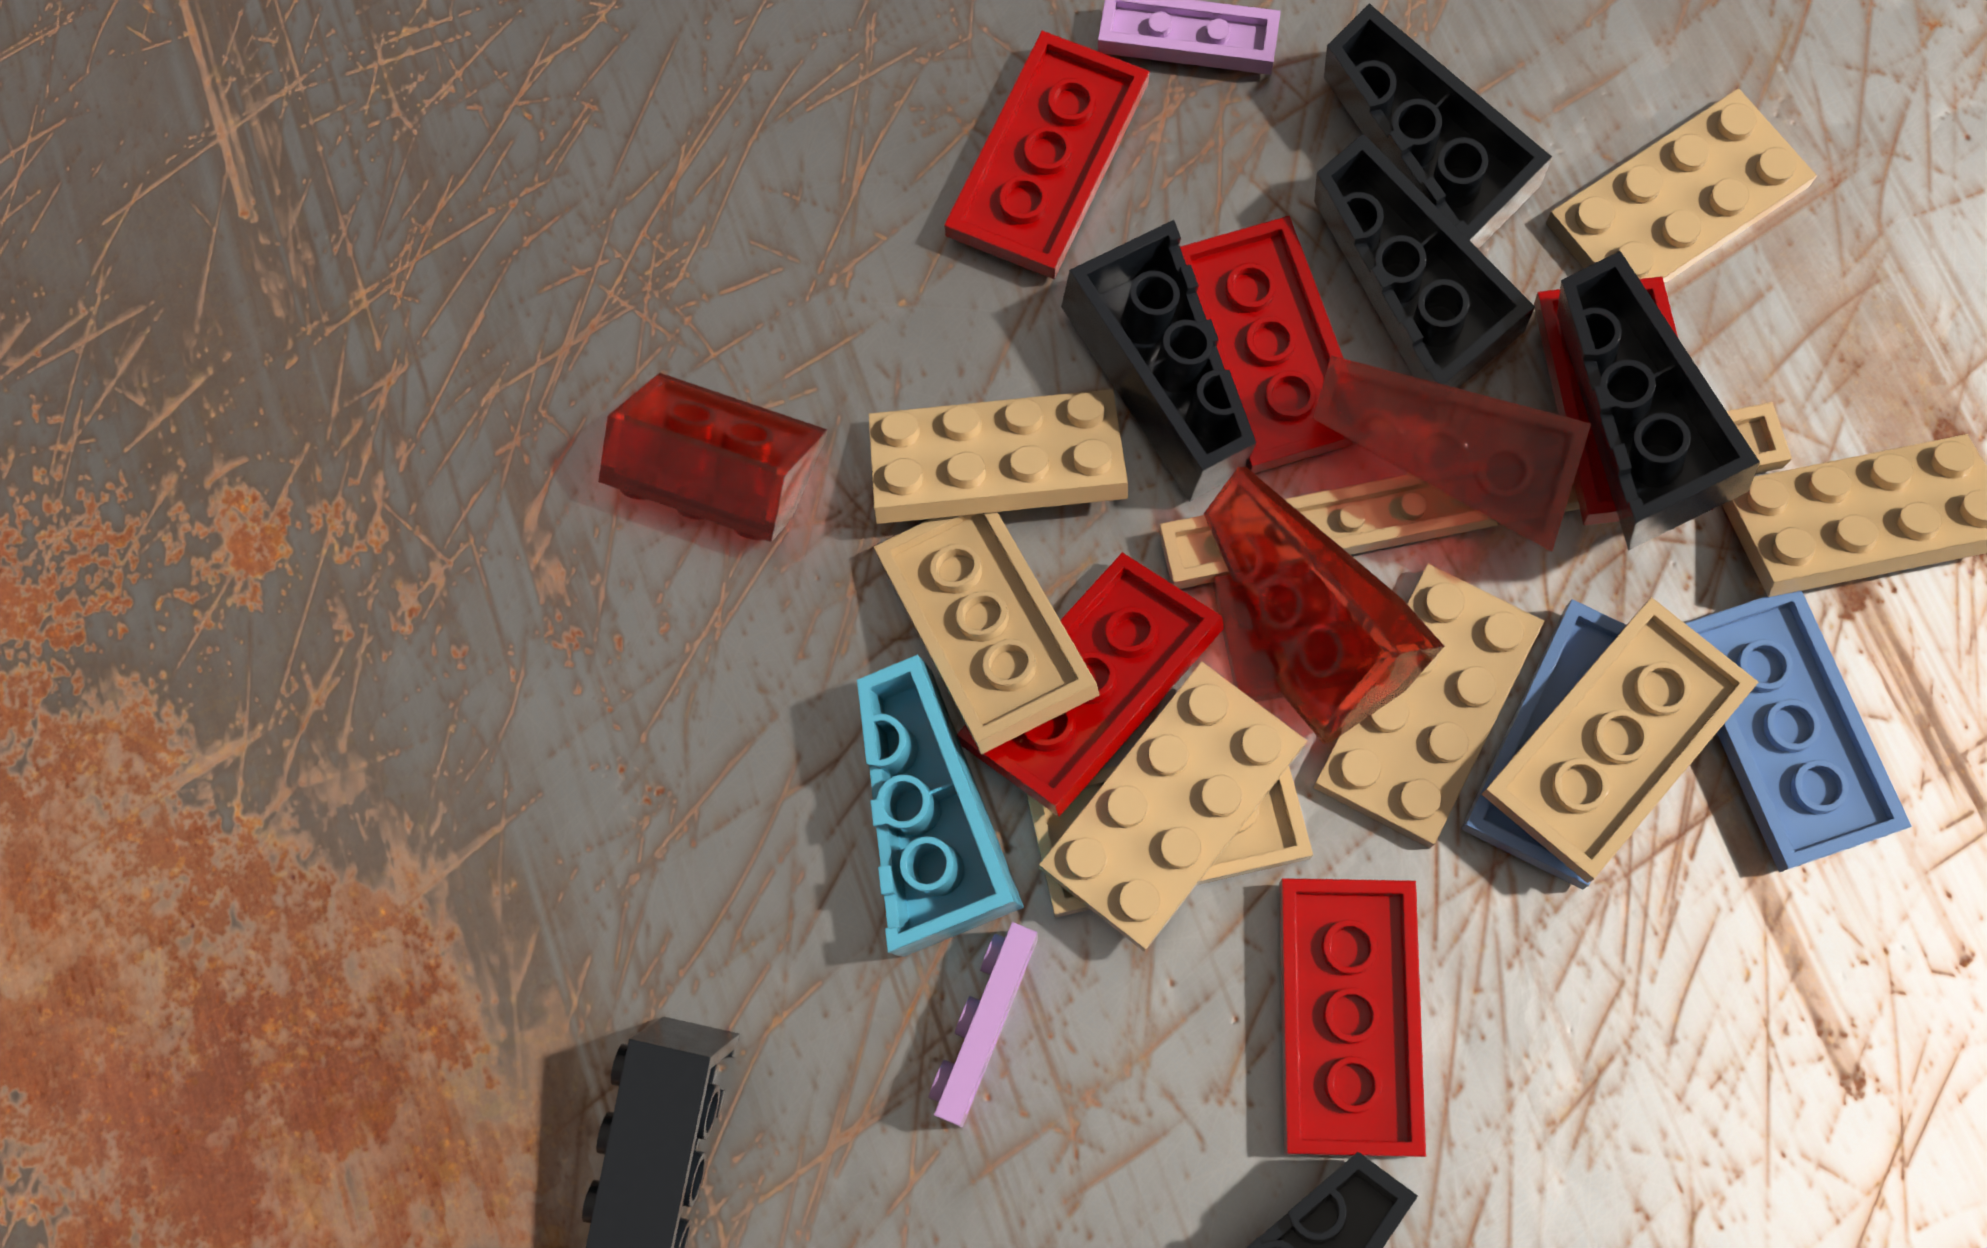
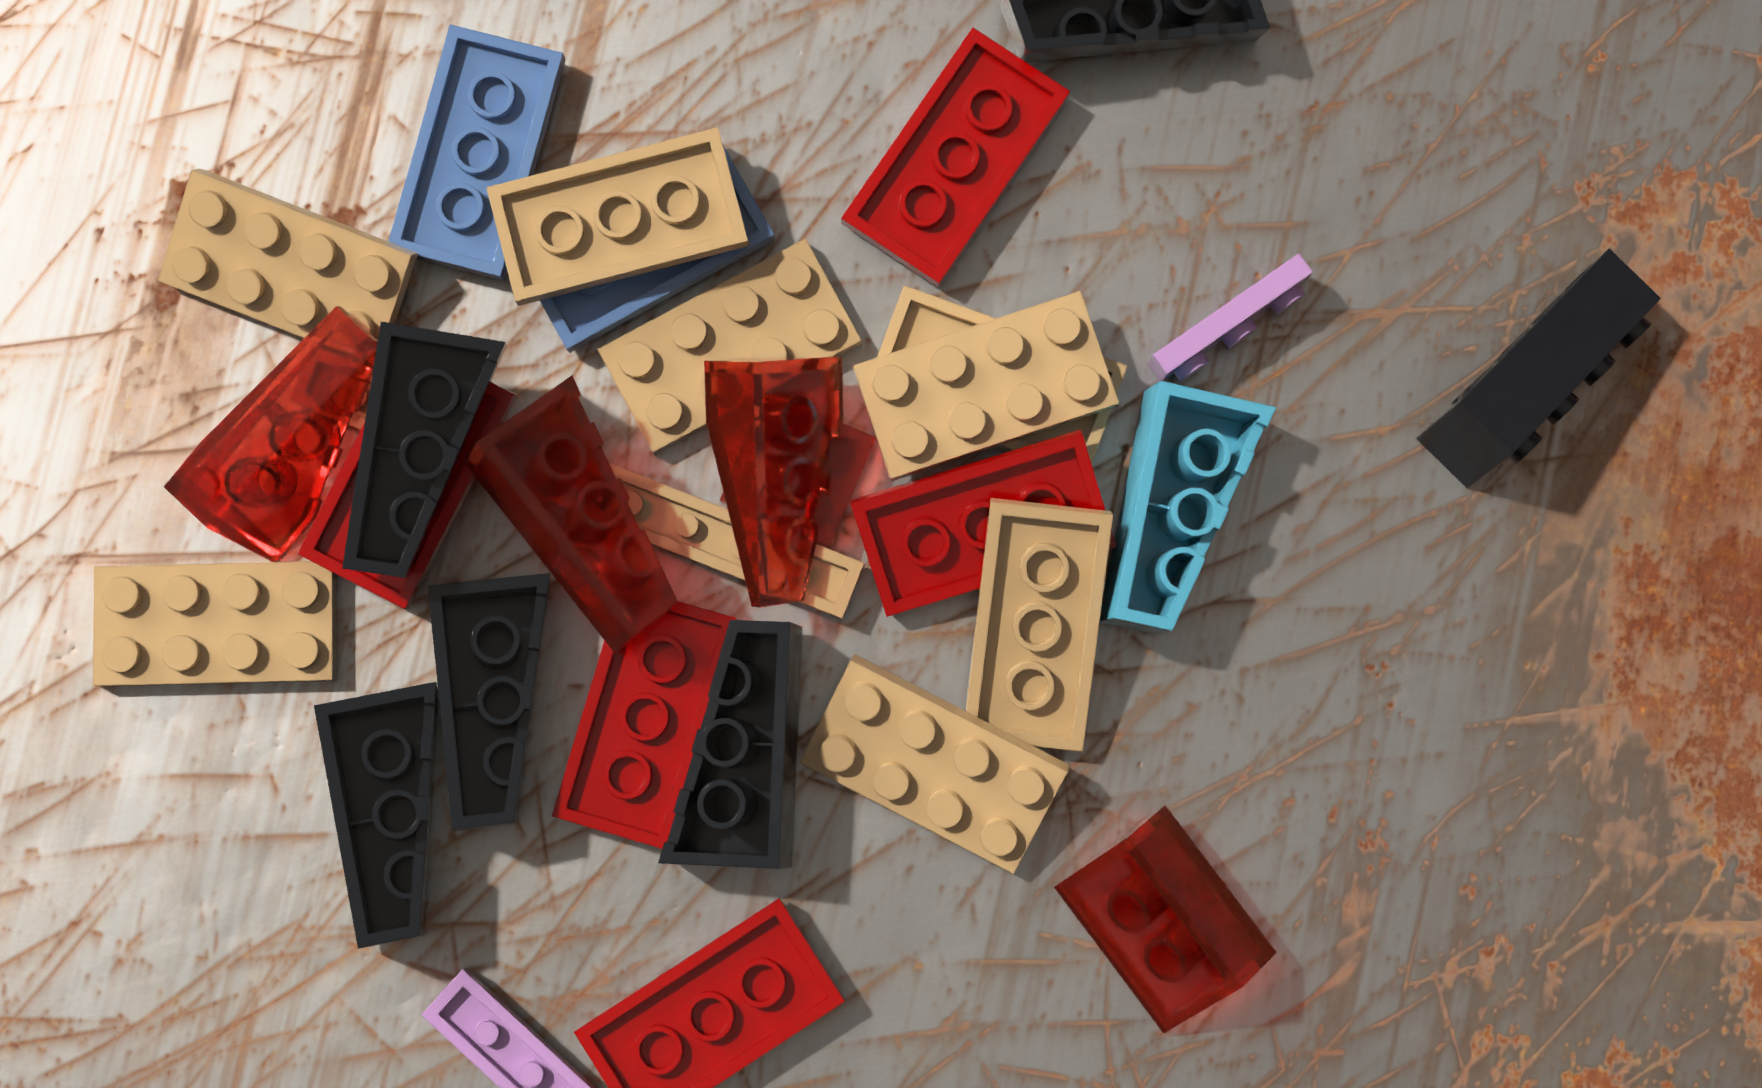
camera: 150 degrees left, 10 degrees up
(1755, 340) = (272, 454): none -> clear red wedge

